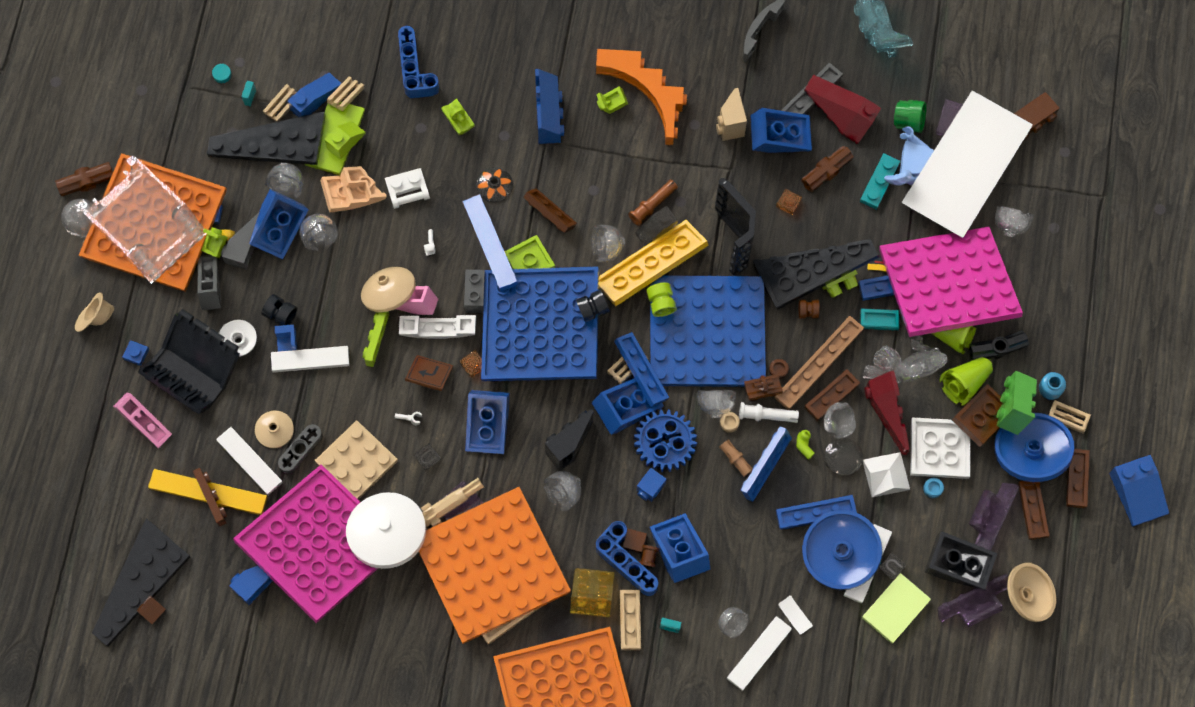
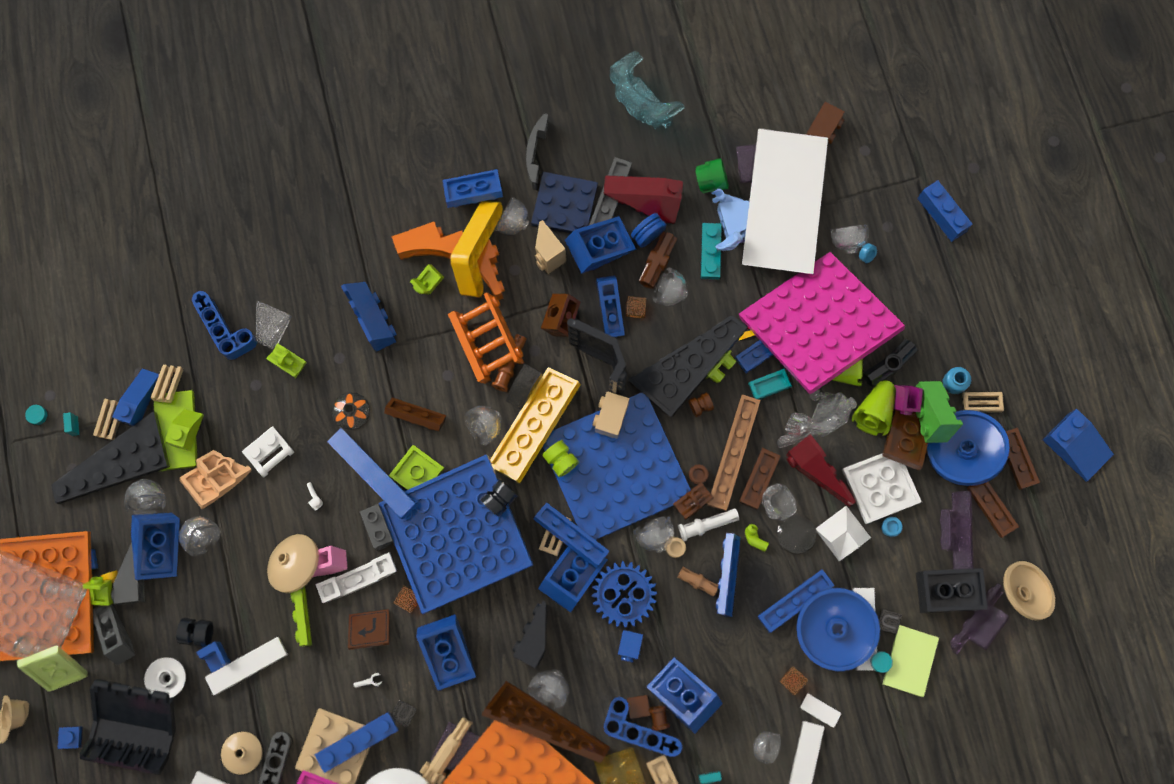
camera: 20 degrees left, 5 degrees up
(149, 286) = (52, 668): none -> yellowish green tile
(377, 460) = (356, 742): none -> blue plate
(456, 81) = (270, 324): none -> clear wing
(537, 503) = (530, 716): none -> reddish brown wing
(625, 163) = (468, 337): none -> orange fence
(663, 85) = (471, 245): none -> yellow beam
(688, 37) = (472, 188): none -> blue plate
(709, 180) = (559, 311): none -> reddish brown brick
(713, 78) = (513, 218): none -> clear cylinder
(723, 282) = (611, 415): none -> tan brick
(766, 83) = (564, 202): none -> dark blue plate
(766, 190) = (610, 306): none -> blue slope
(782, 578) = (793, 680): none -> clear orange plate
(827, 198) = (670, 288): none -> clear cylinder
(830, 138) = (648, 230): none -> blue head
(868, 595) = (881, 662): none -> teal tile
(1004, 383) = (908, 399): none -> magenta window
(1023, 241) = (868, 253): none -> dark azure tile
(1112, 234) = (944, 211): none -> blue brick

